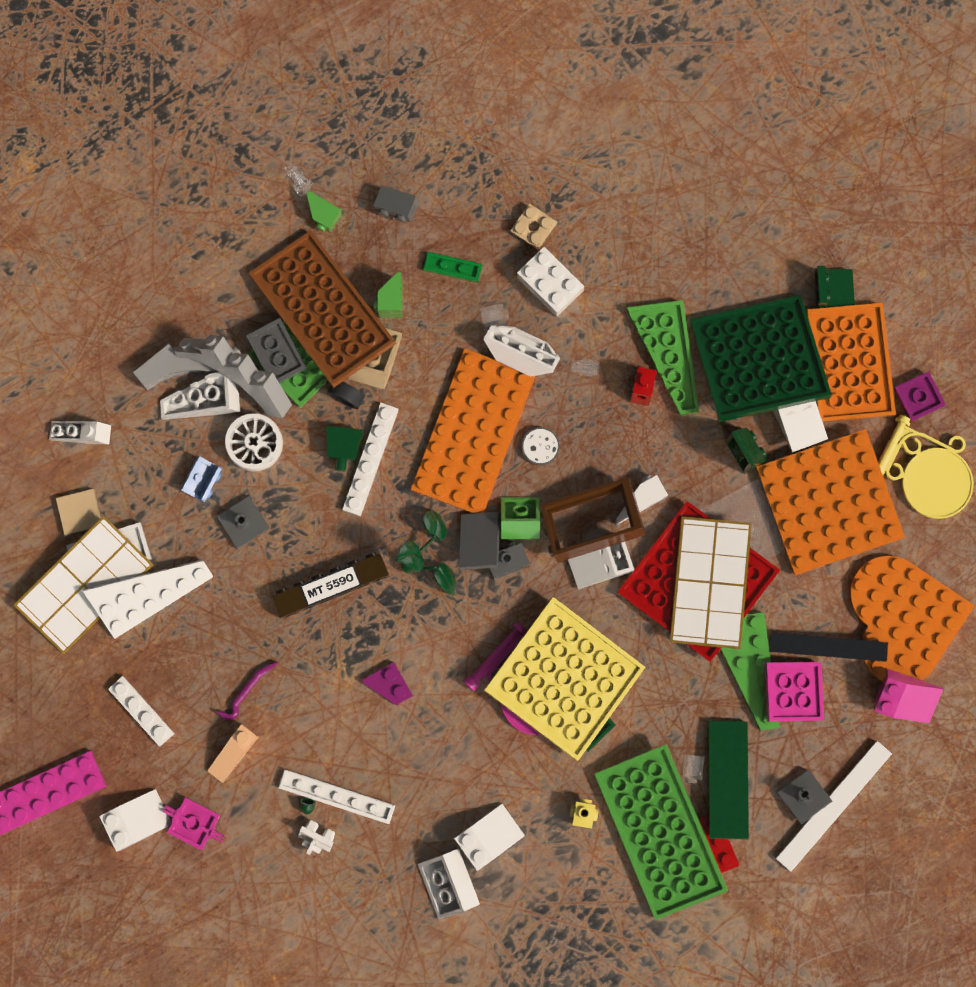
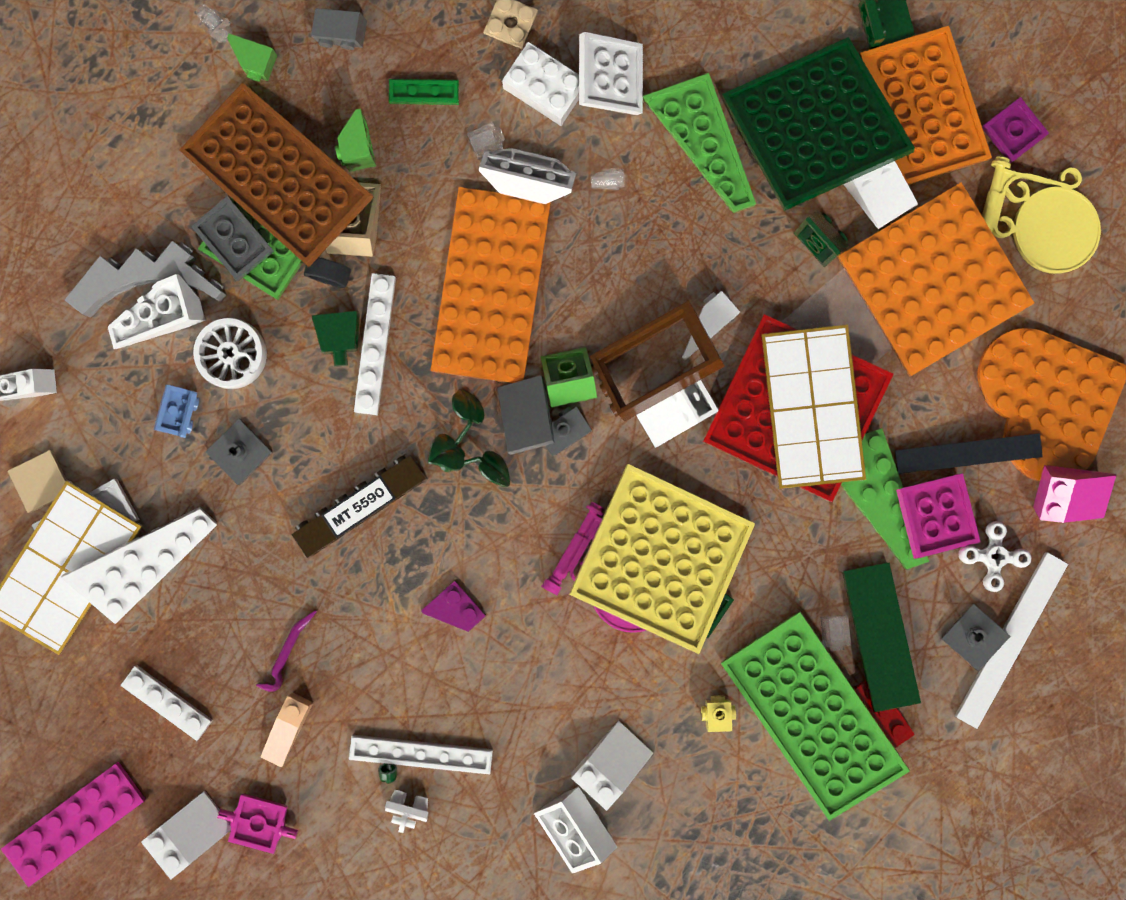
camera: 10 degrees left, 5 degrees up
(238, 367) = (188, 266): light grey arch -> none
(540, 446) = (574, 285): white tile -> none
(604, 285) = (610, 73): none -> white plate
(643, 386) = (682, 187): red torso -> none
(842, 736) = (995, 547): none -> white gear

